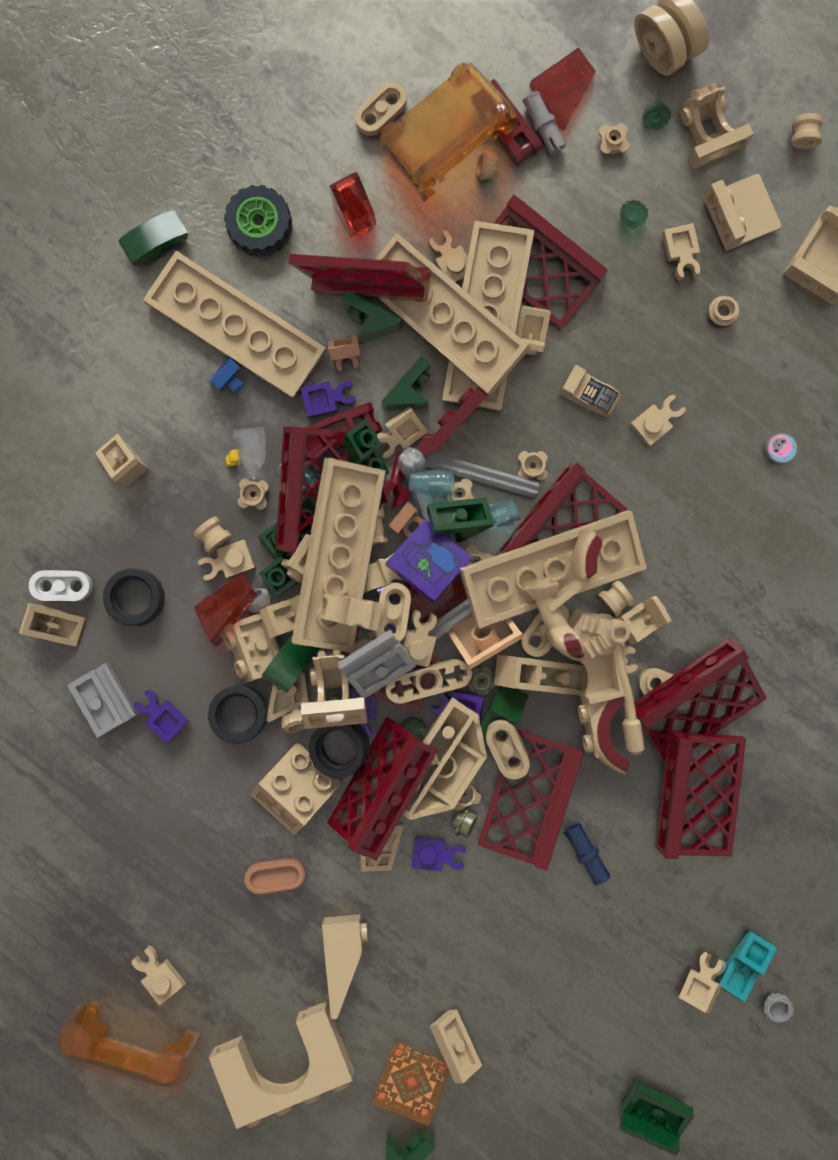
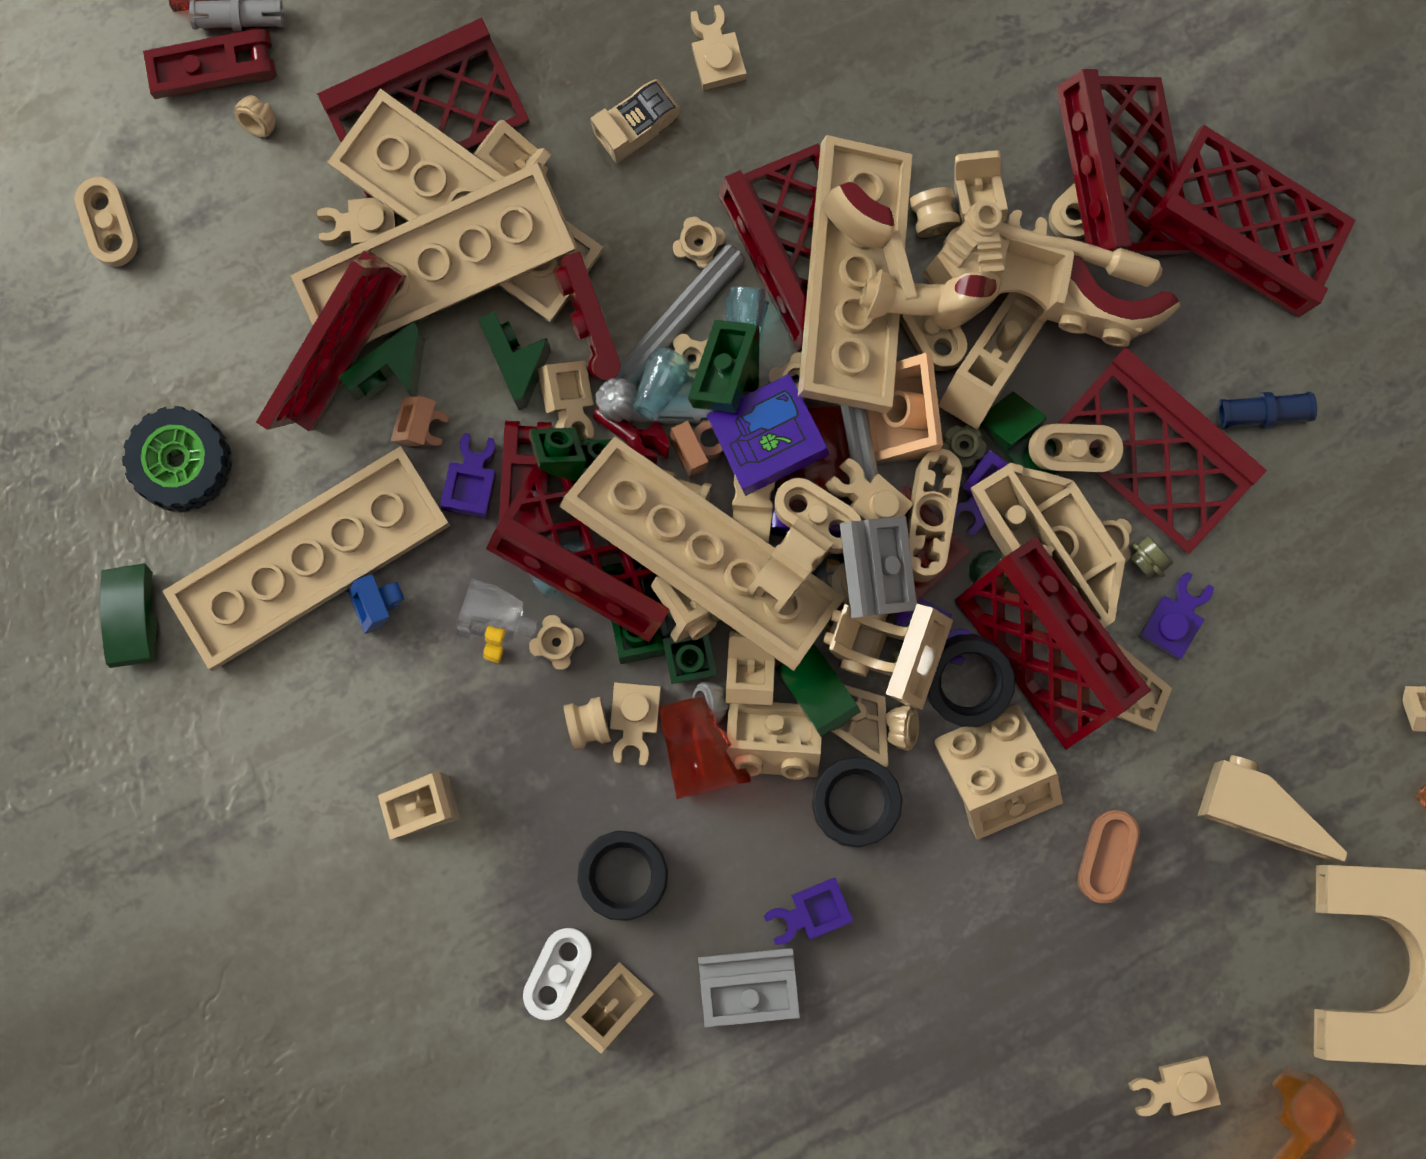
camera: 60 degrees left, 5 degrees down
(353, 205) = (224, 317): clear red slope -> none
(446, 128) = (182, 143): clear orange windscreen -> none

